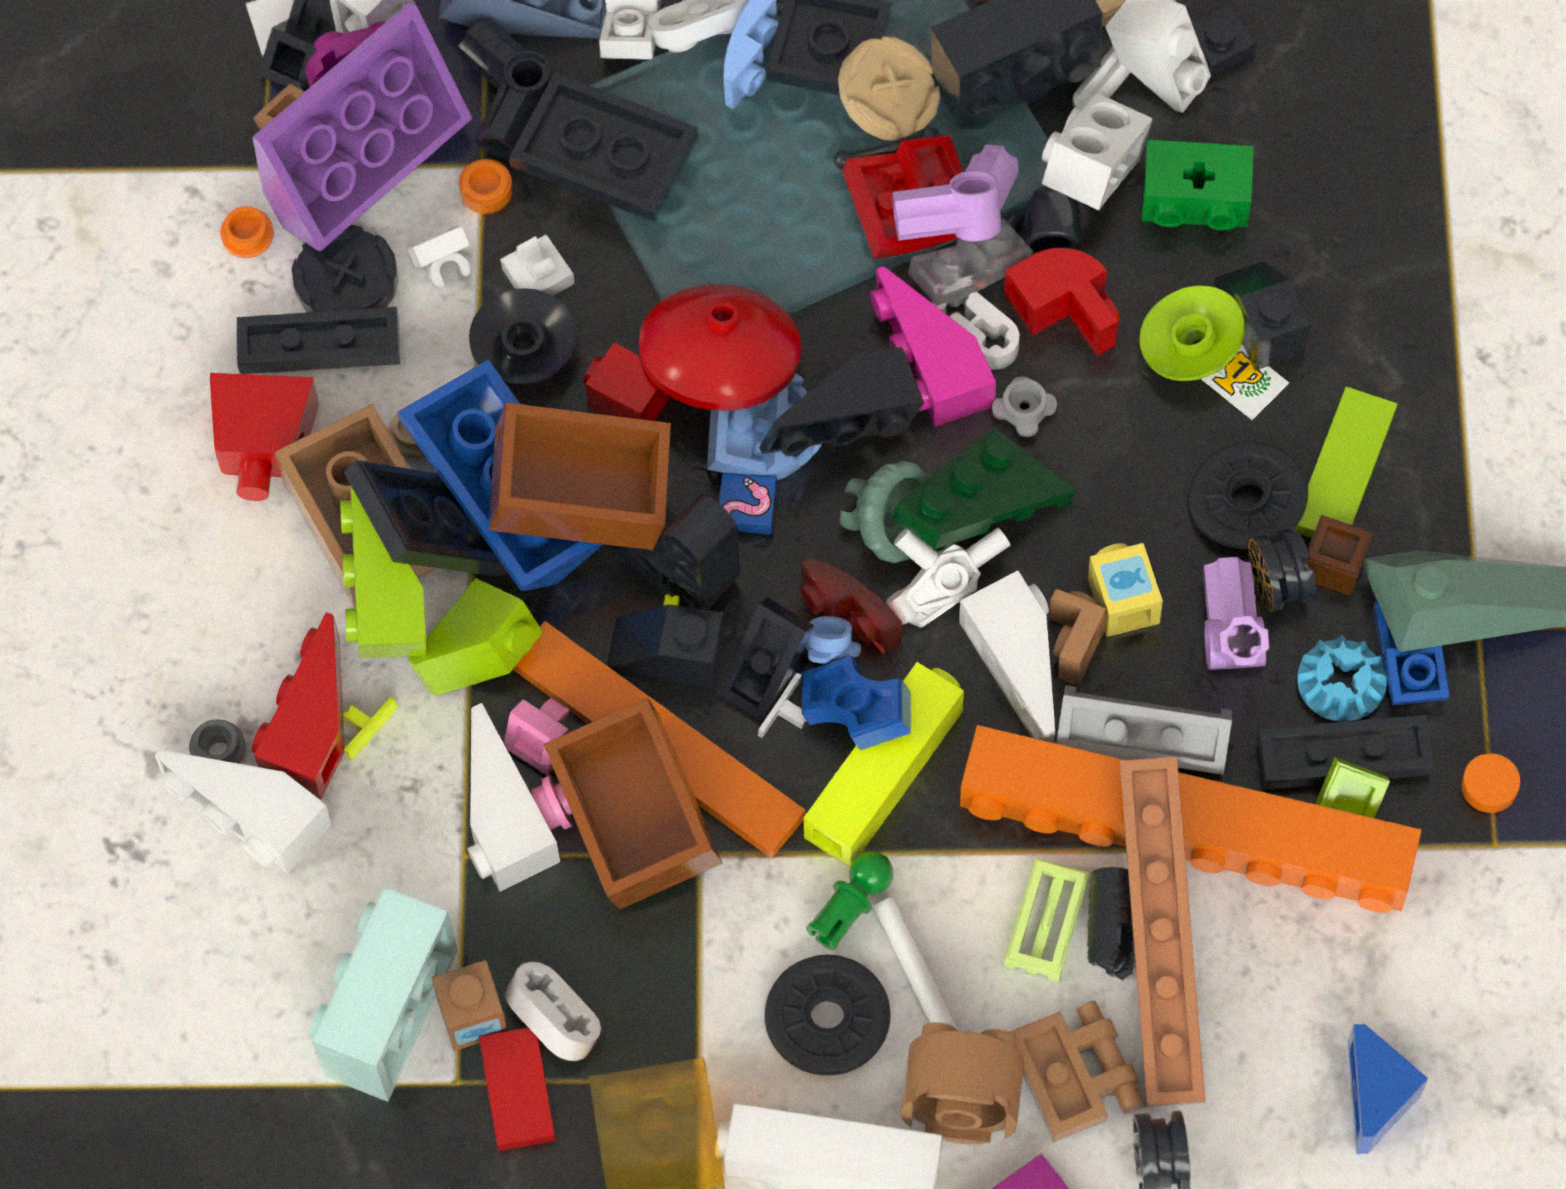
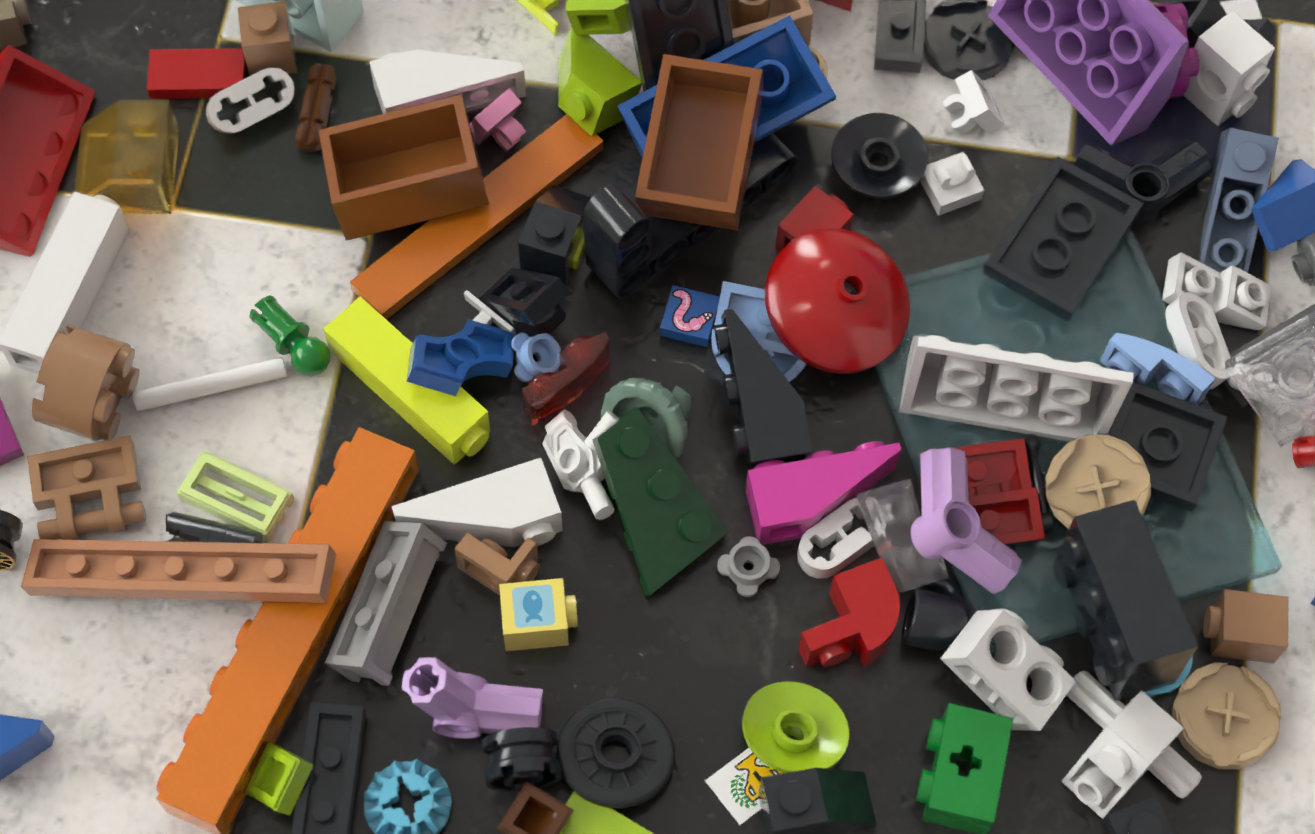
camera: 95 degrees right, 0 degrees up
(485, 186) = (1041, 150): orange tile -> none
(545, 941) = (315, 107): none -> reddish brown axle
(795, 164) = (1011, 389): none -> white slope
(827, 1049) = (201, 333): black wheel -> none

